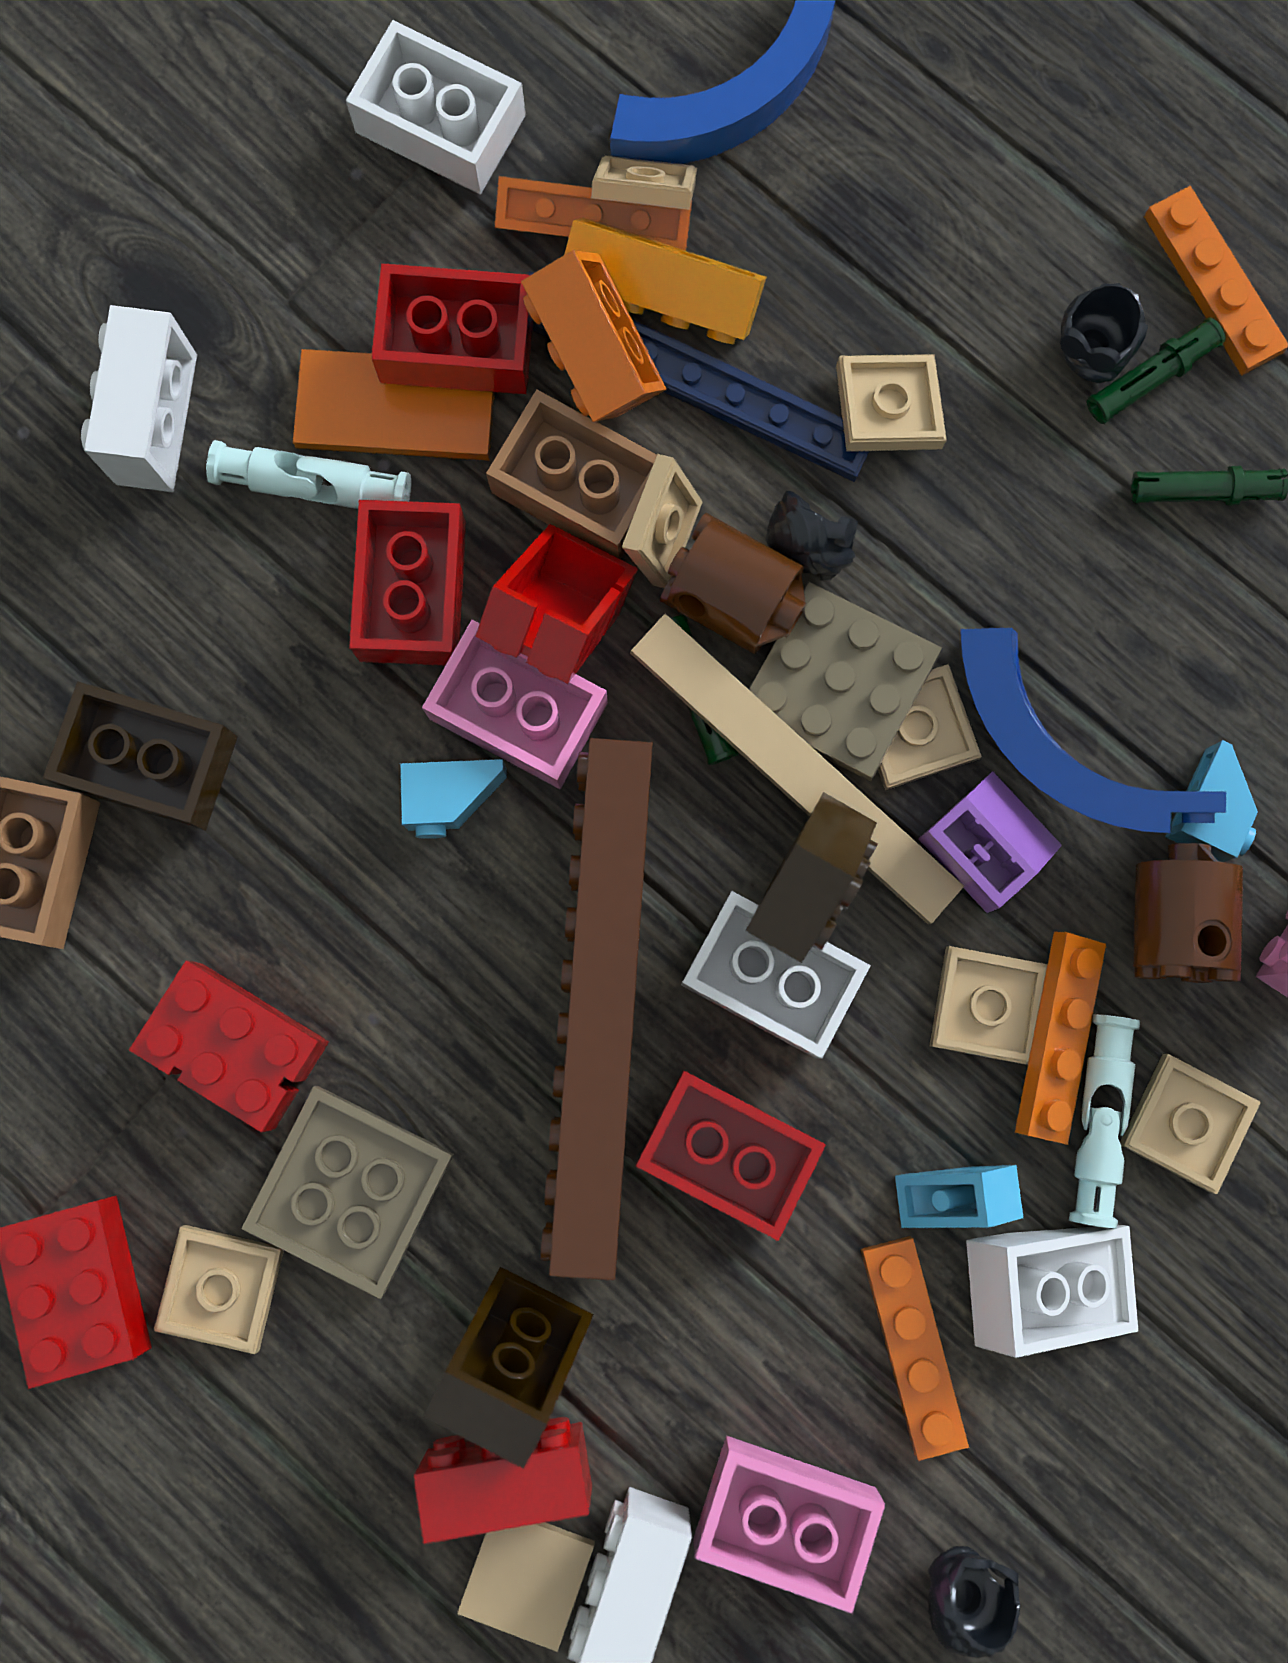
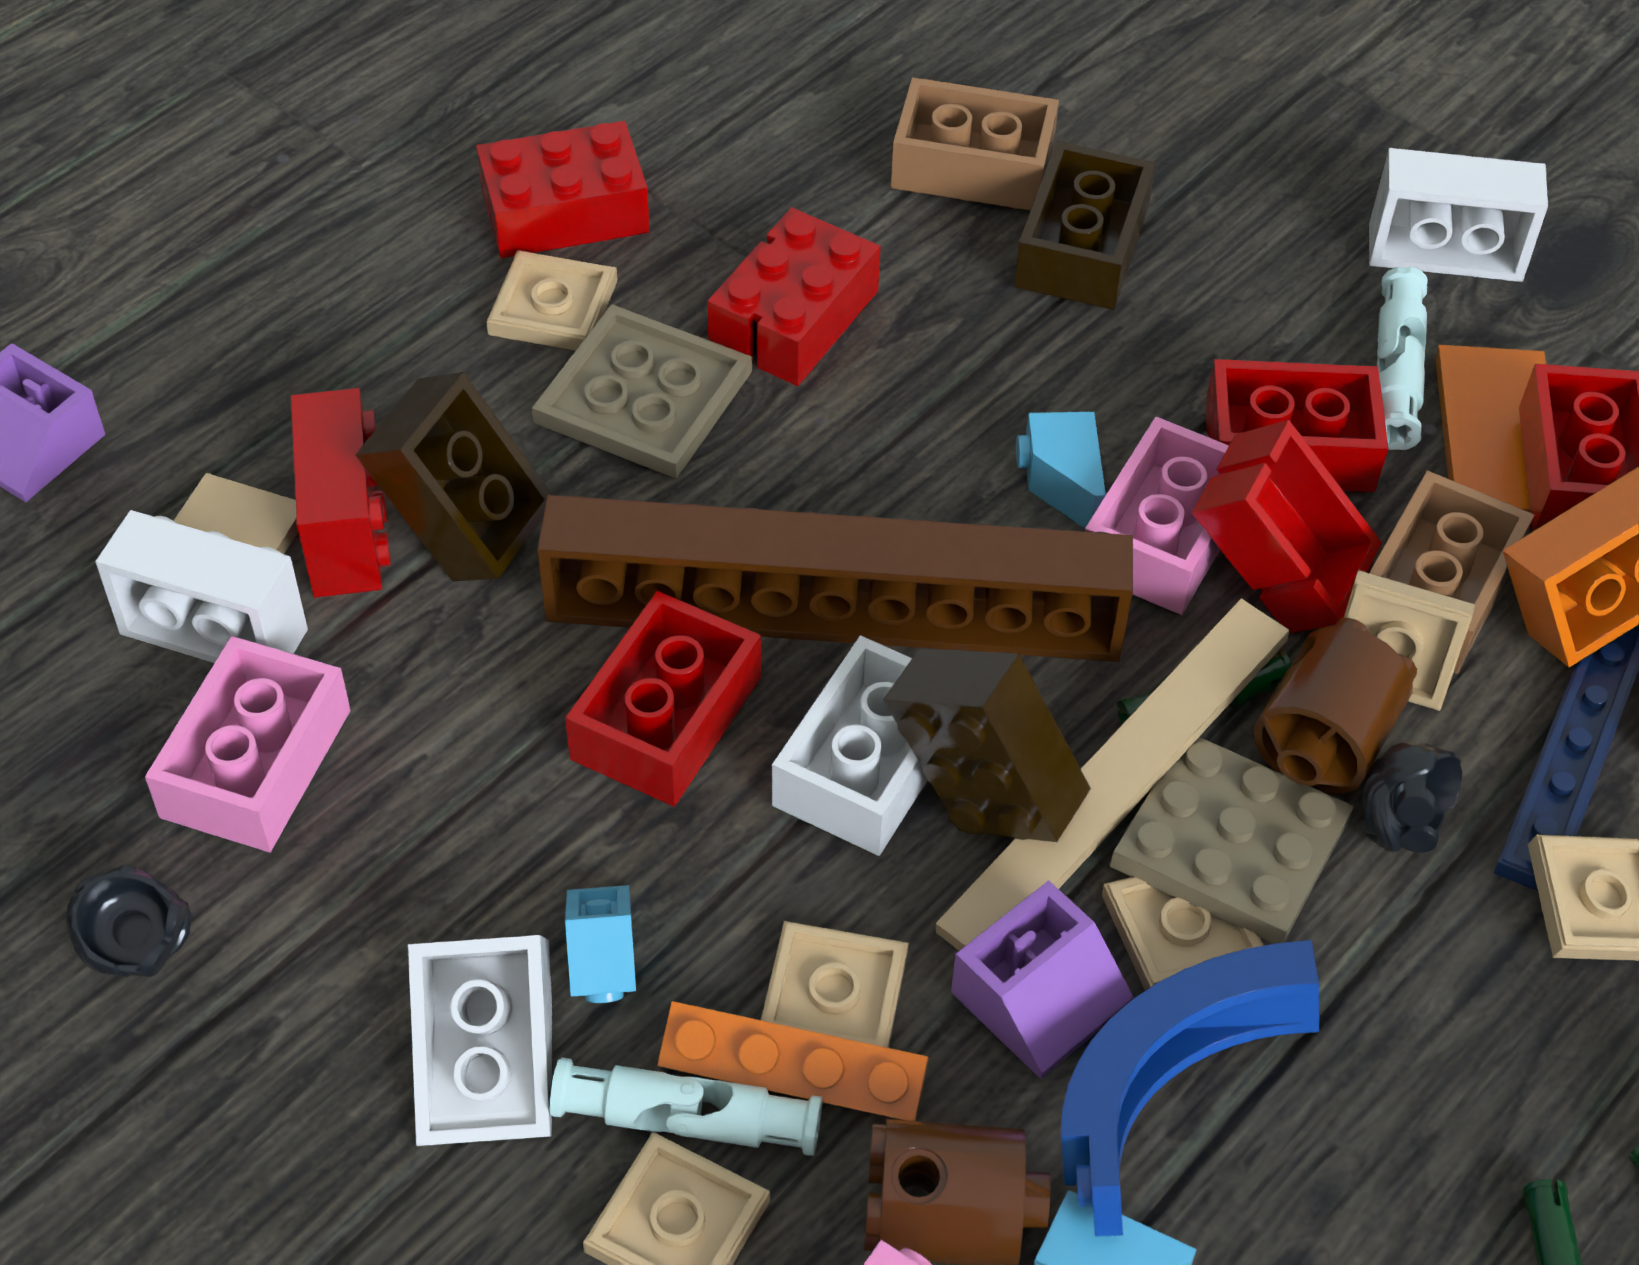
camera: 90 degrees right, 30 degrees down
(914, 1348) = (424, 896): orange plate -> none

